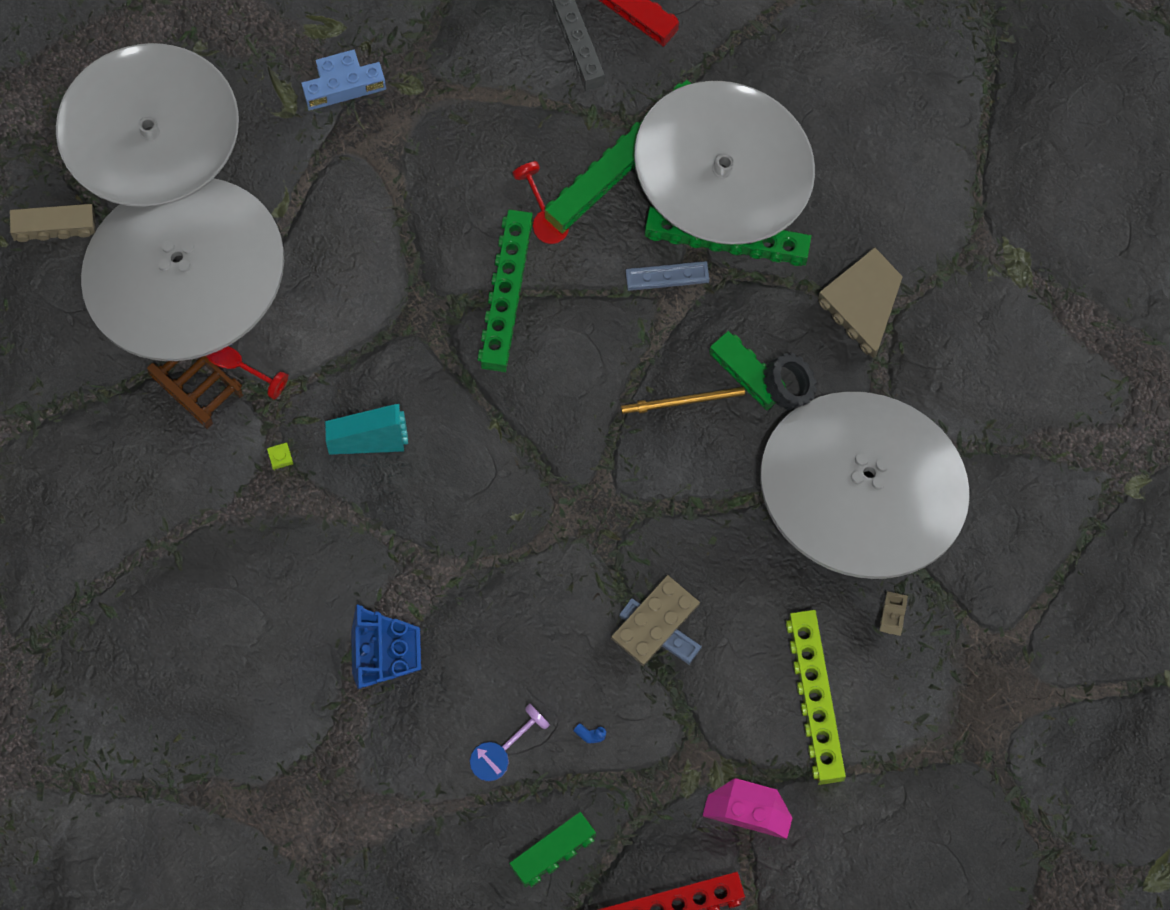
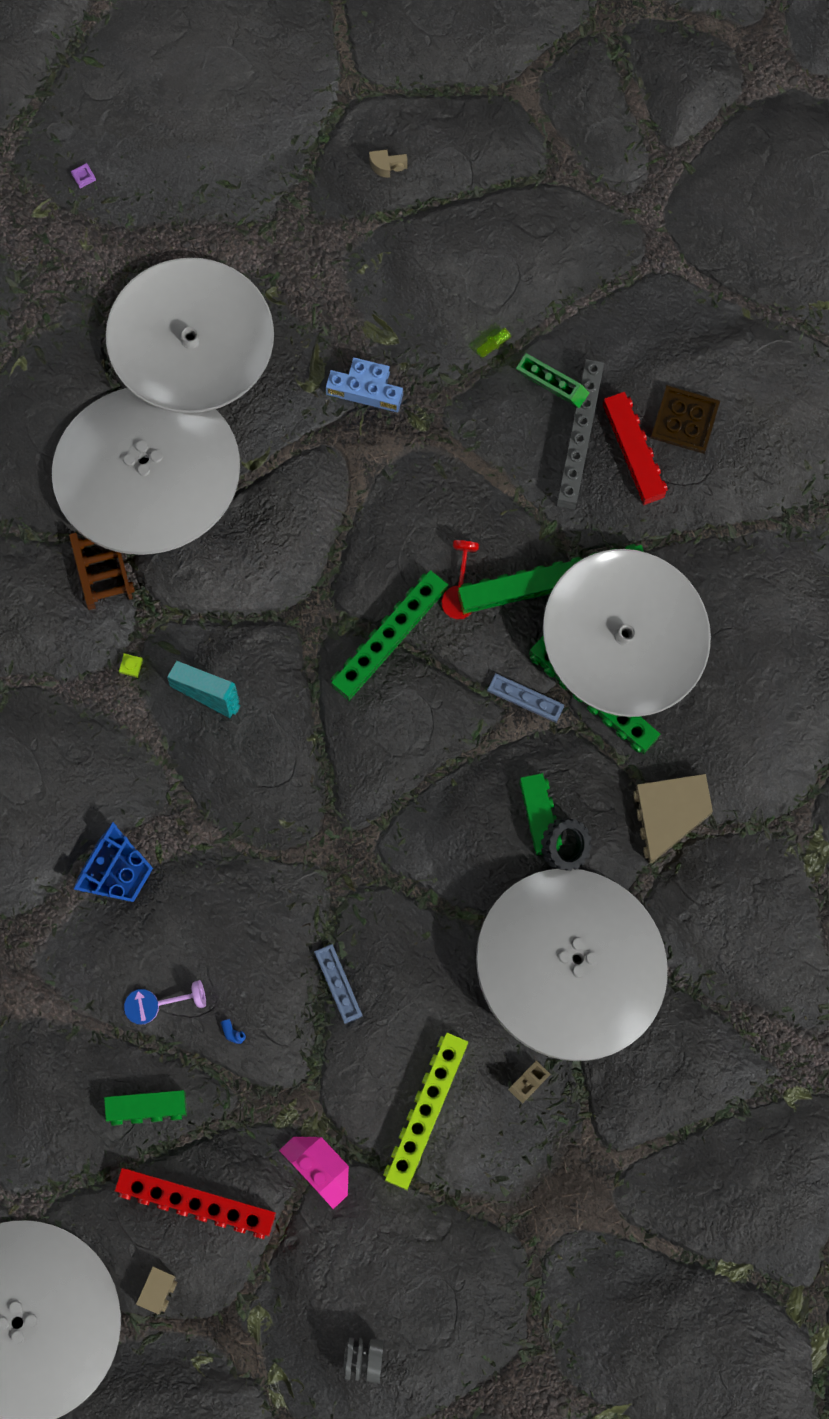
camera: 30 degrees right, 5 degrees up
(52, 222) = (70, 372): dark tan brick -> none
(230, 358) = (140, 565): red piece -> none
(643, 406) = (439, 794): pearl gold bar -> none
(655, 620) = (338, 973): dark tan plate -> none

